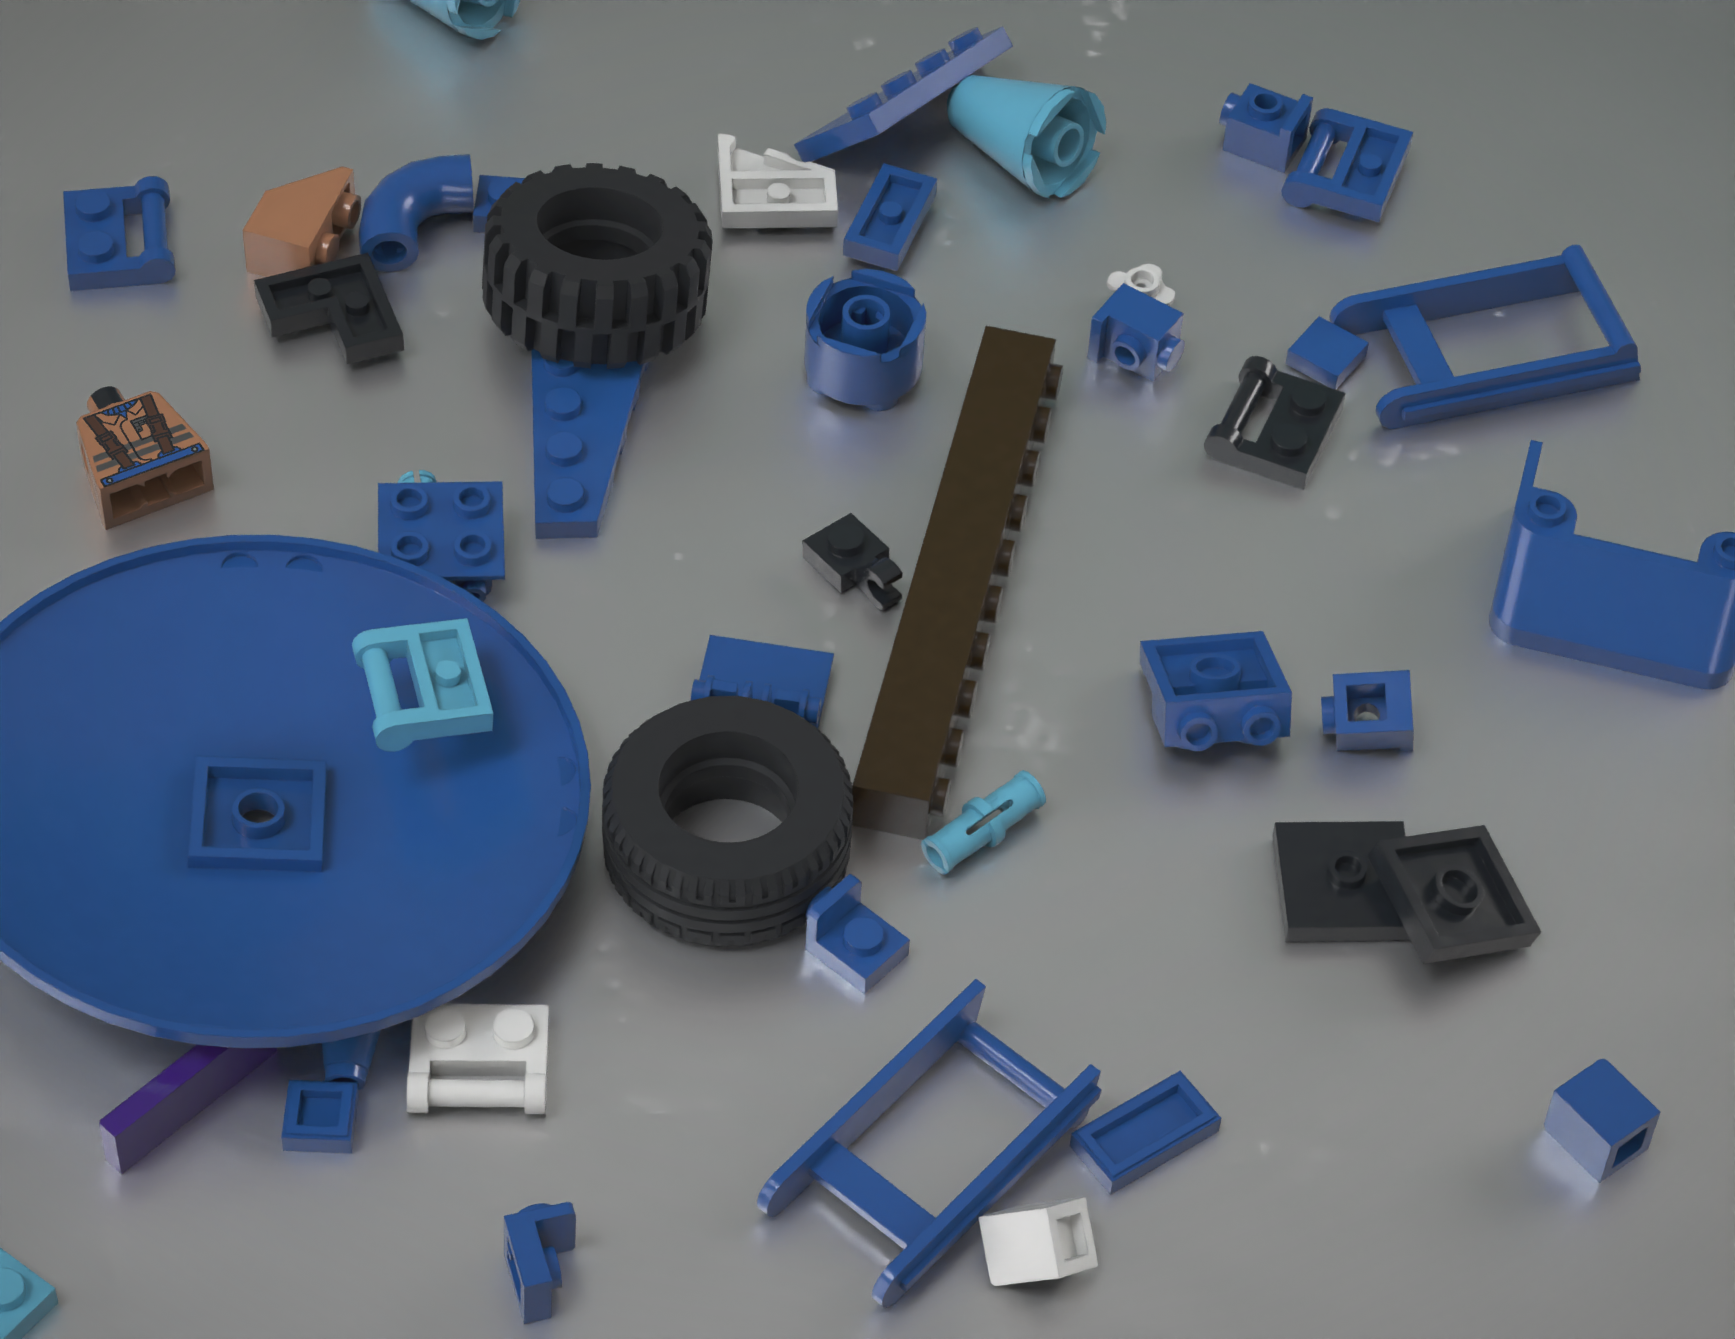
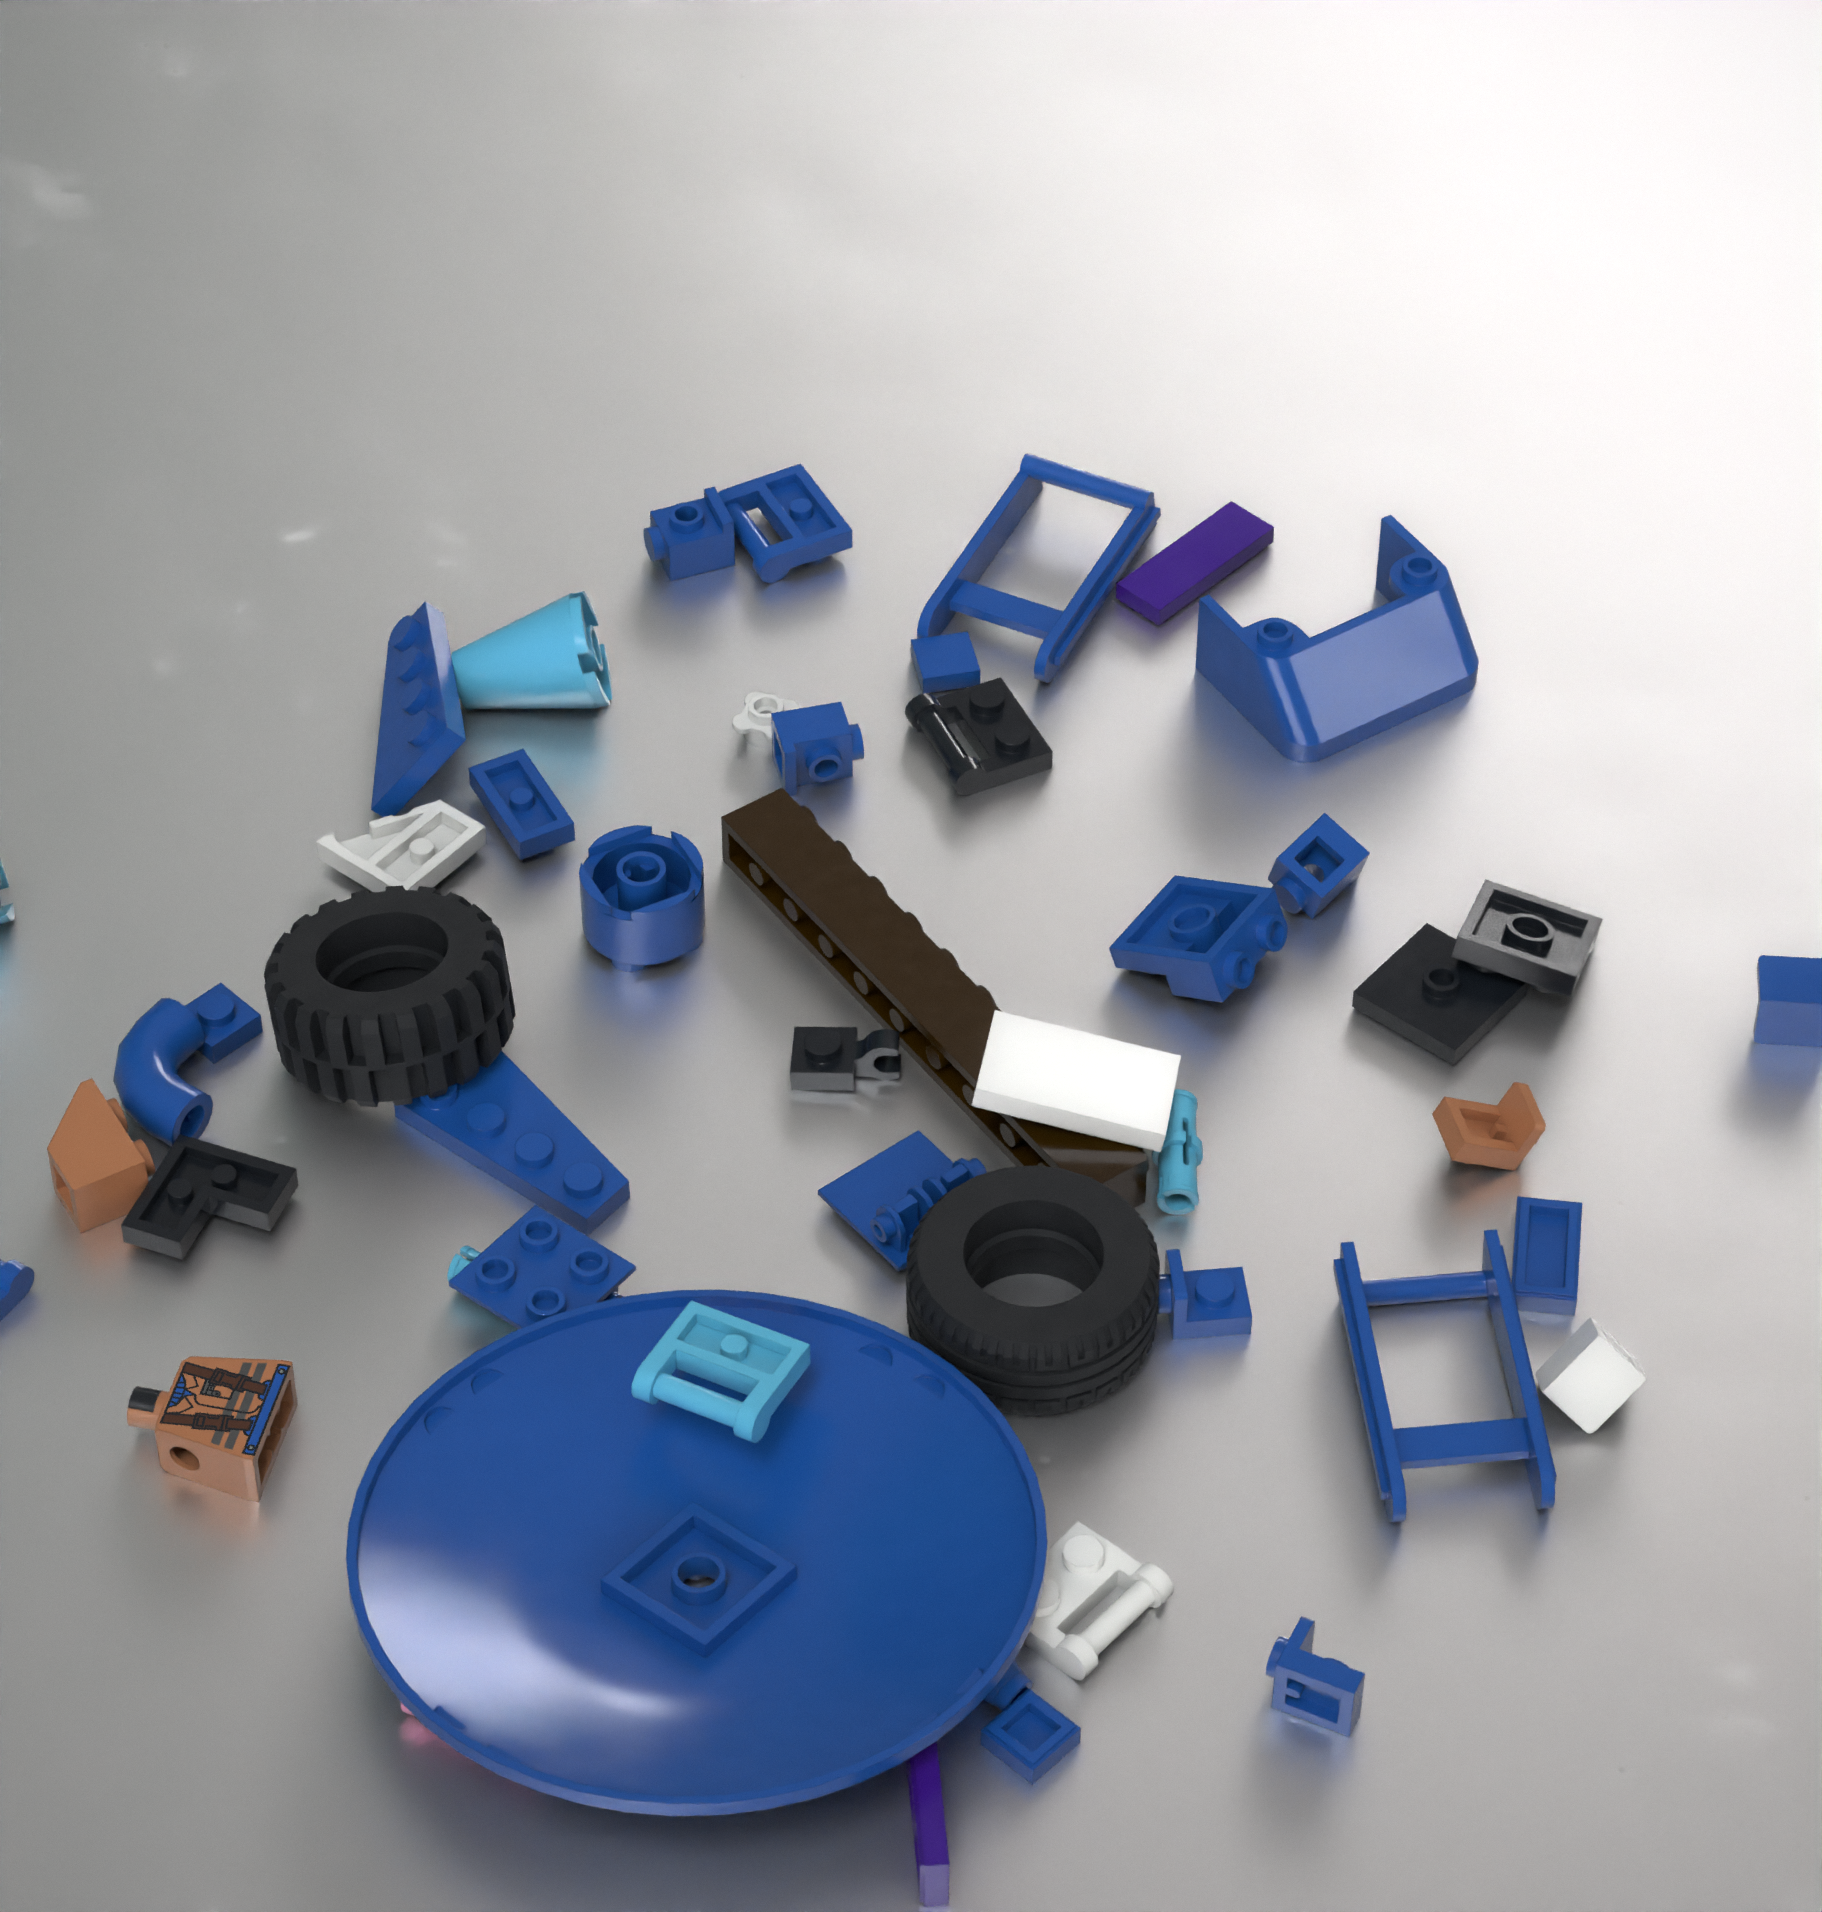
camera: 45 degrees left, 5 degrees down
(950, 703) = (1077, 1081): none -> white tile
(1222, 1003) = (1491, 1133): none -> nougat bracket
(1620, 427) = (1194, 563): none -> dark purple tile

